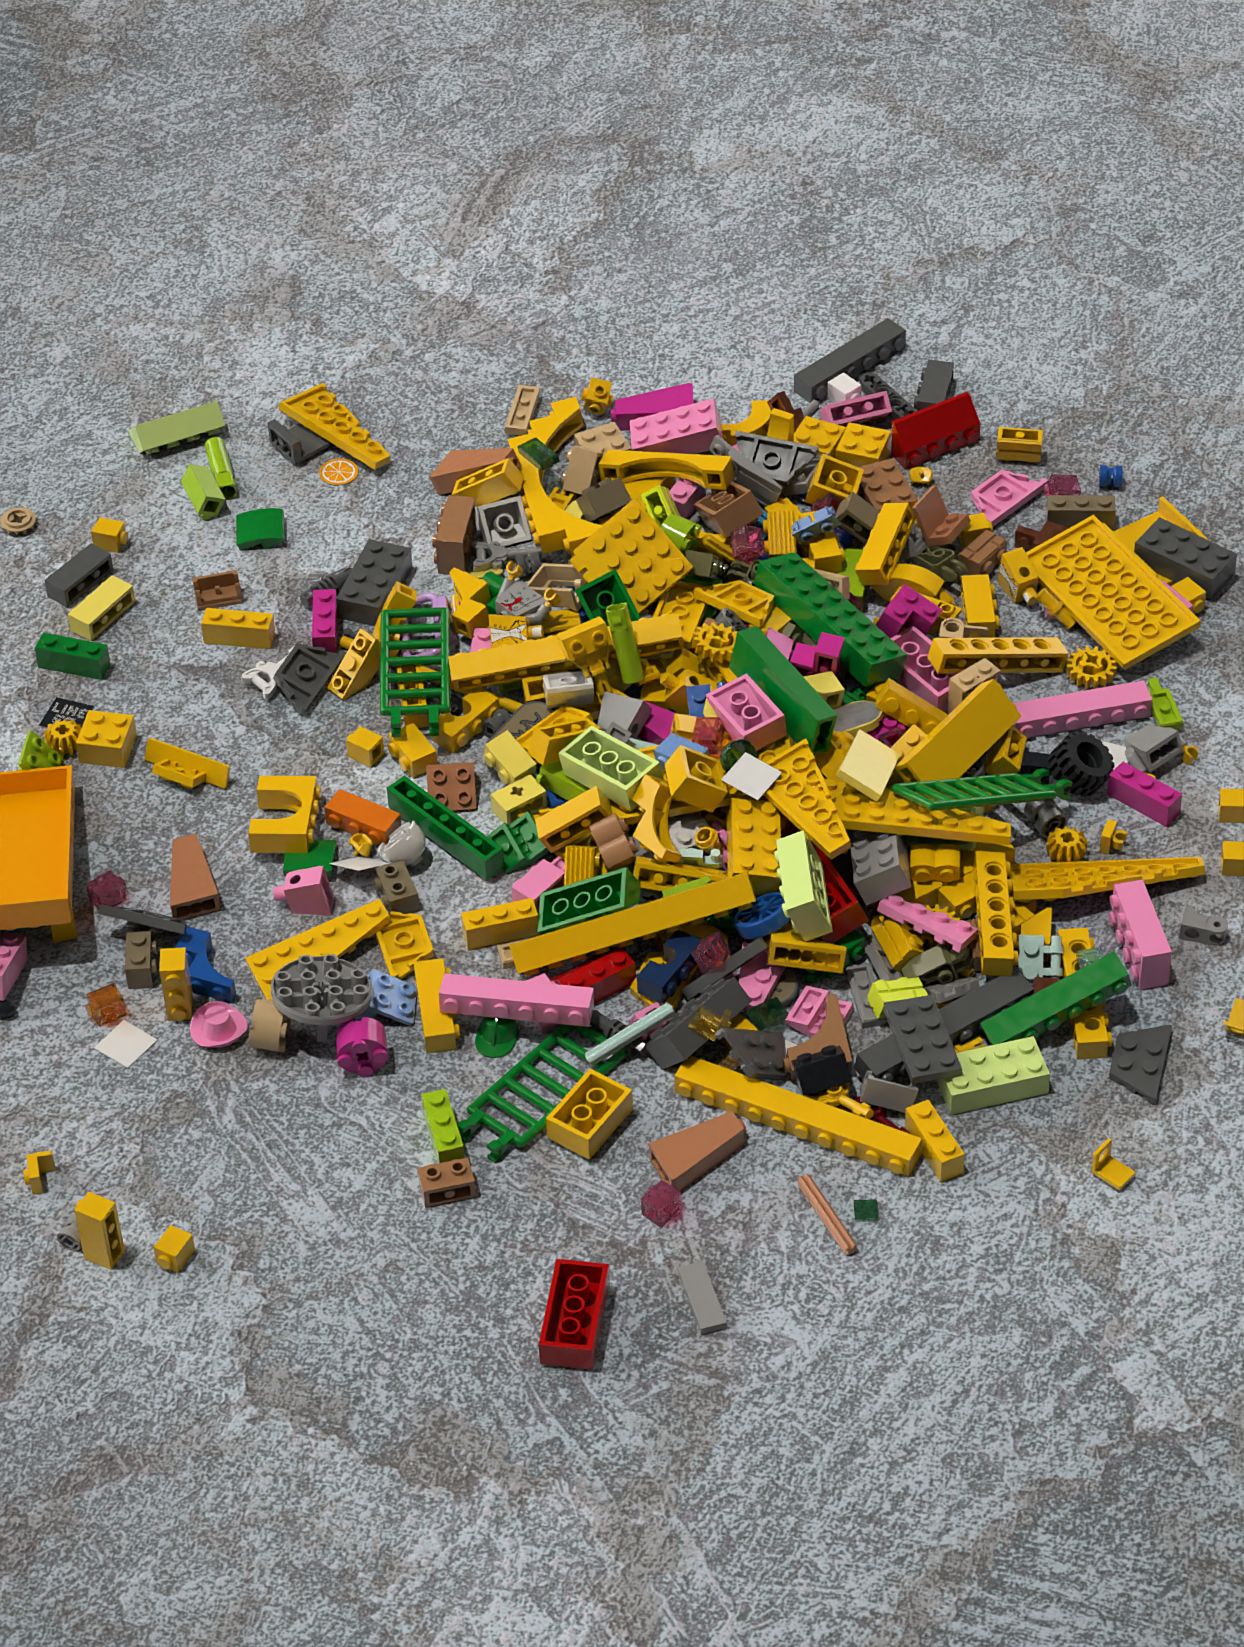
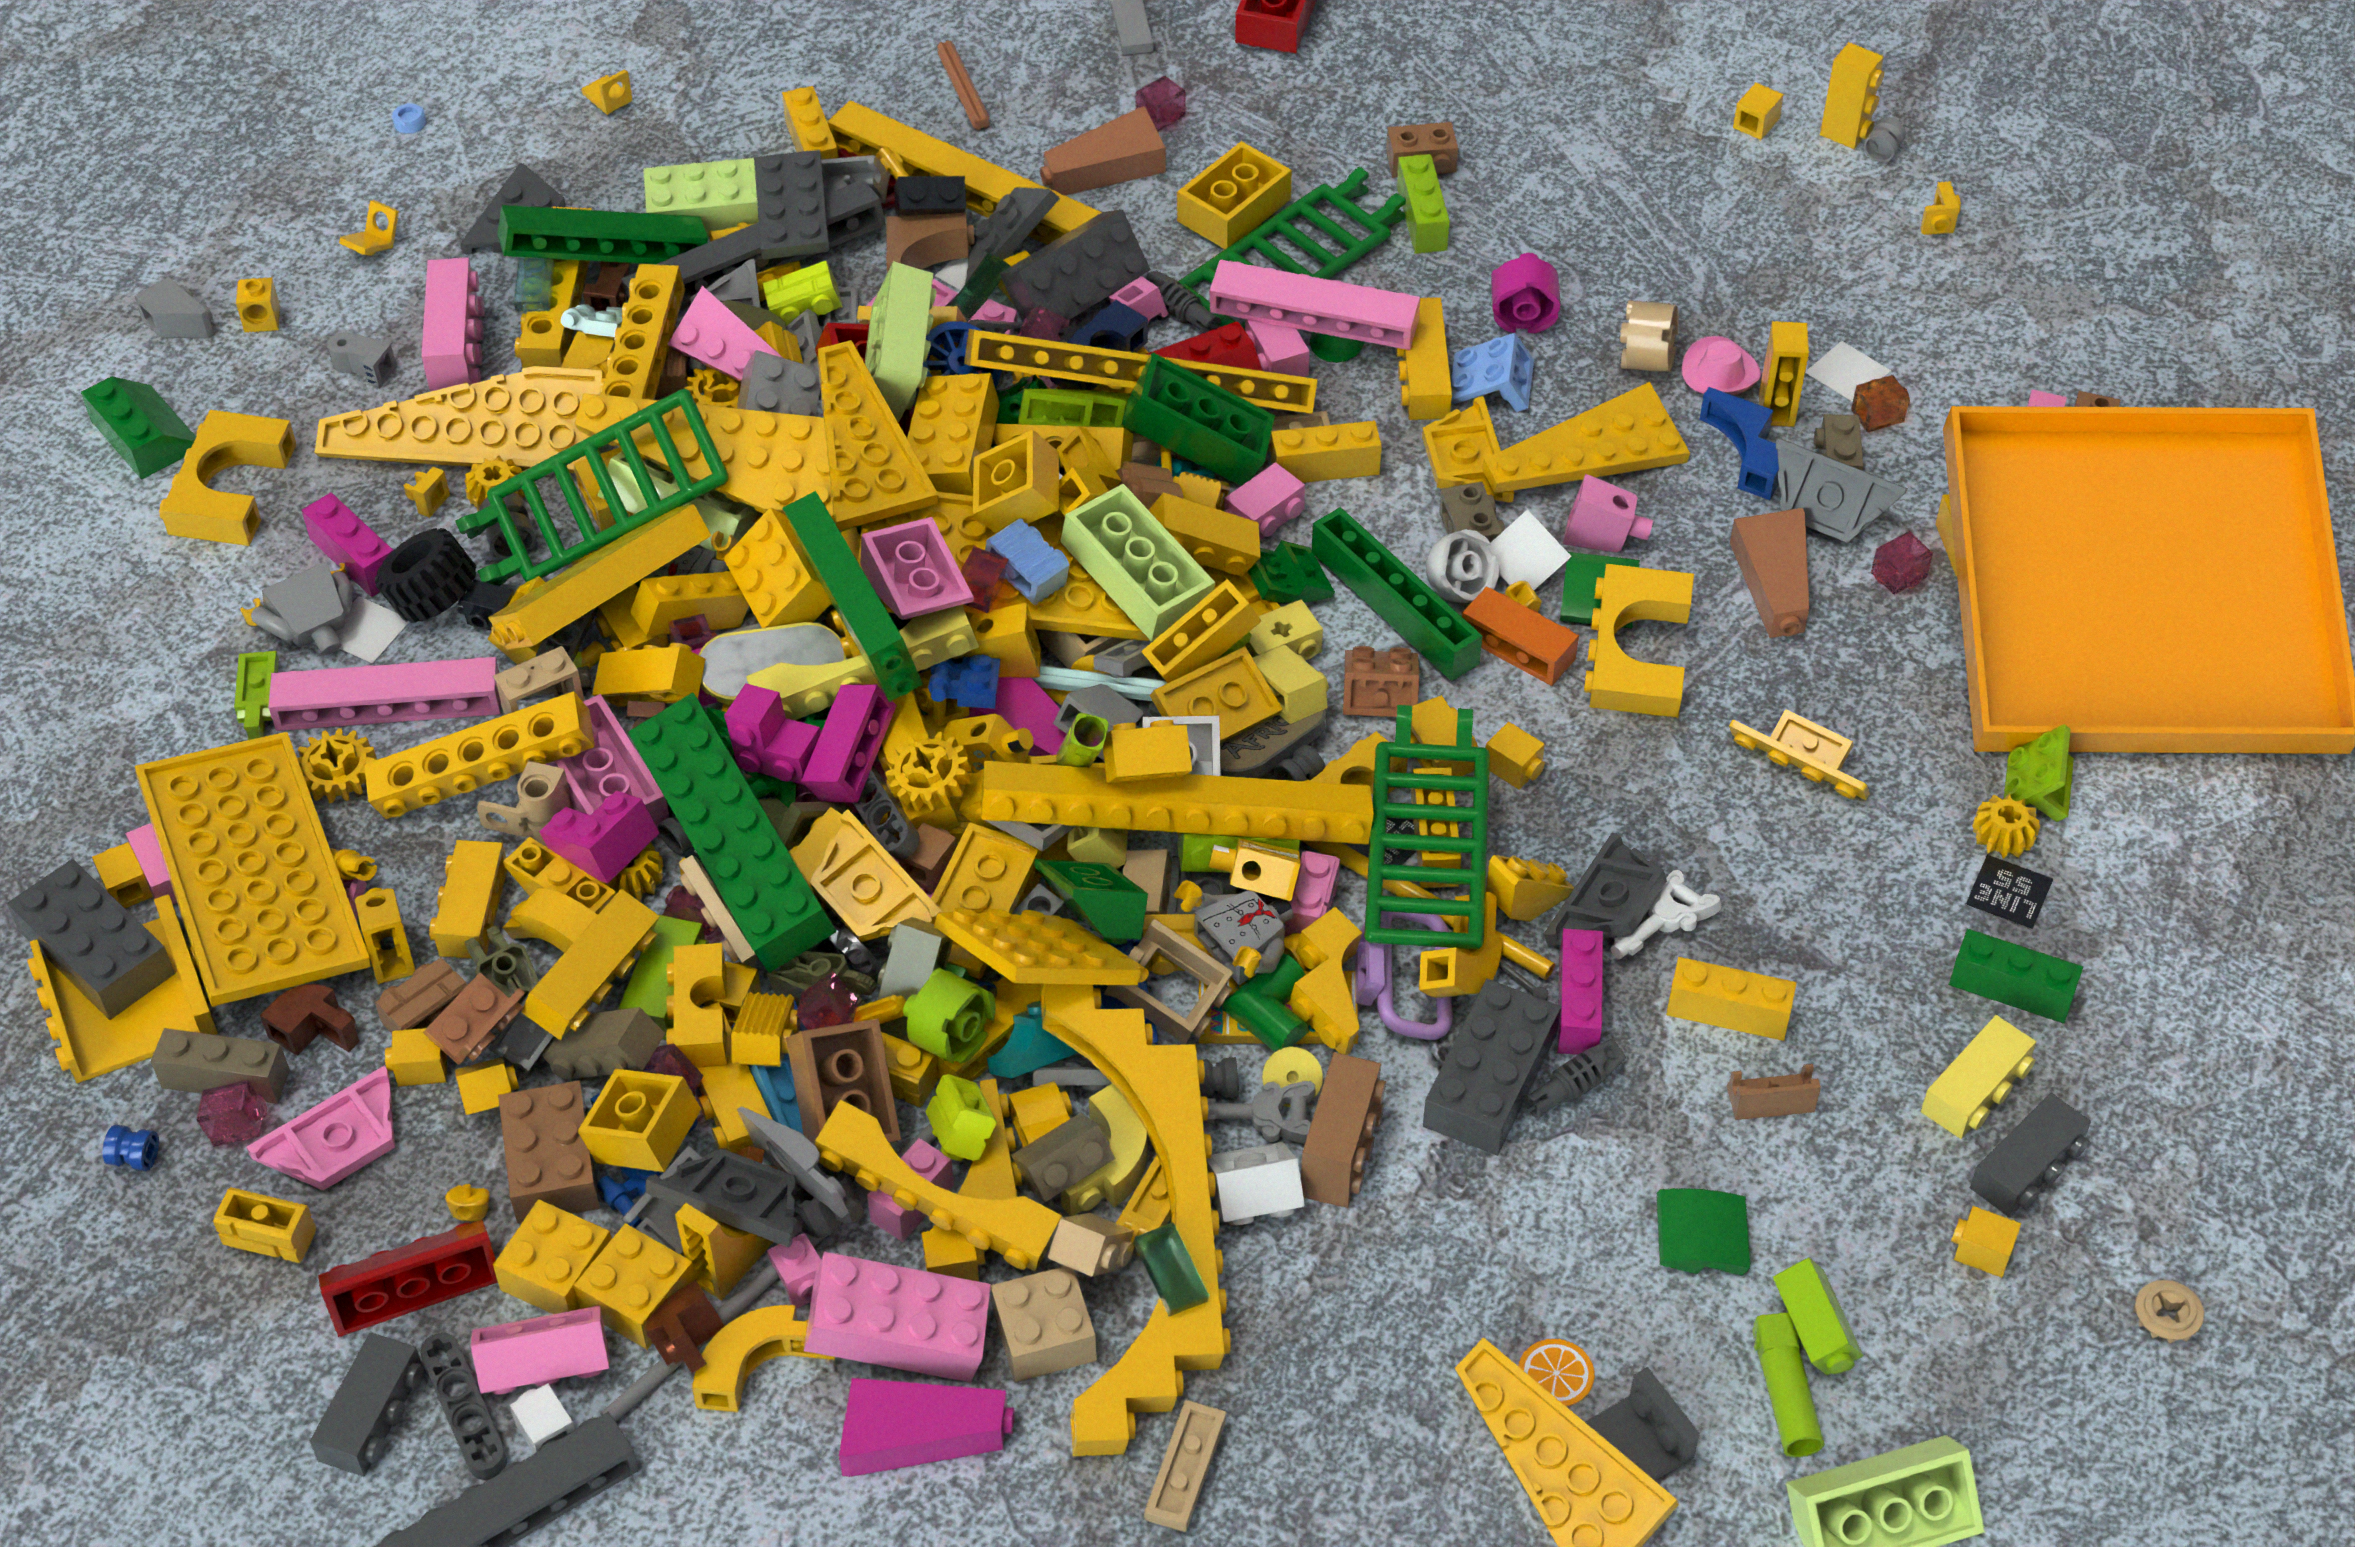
camera: 175 degrees left, 5 degrees up
(106, 739) = (1935, 810): yellow brick -> none
(321, 991) = (1581, 326): light grey bracket -> none
(466, 462) = (1293, 1278): nougat slope -> none
(490, 483) = (1273, 1215): yellow brick -> none
(597, 396) = (1033, 1460): yellow brick -> none
(629, 1034) = (1163, 268): light aqua axle -> none
(709, 1022) = (1059, 215): clear yellow bracket -> none
(734, 751) = (954, 517): clear green hair -> none
(751, 776) = (933, 474): white sticker -> none
(805, 530) = (704, 984): medium blue hinge -> none
(866, 1209) = (915, 89): clear green piece -> none
(867, 765) = (752, 510): light yellow tile -> none

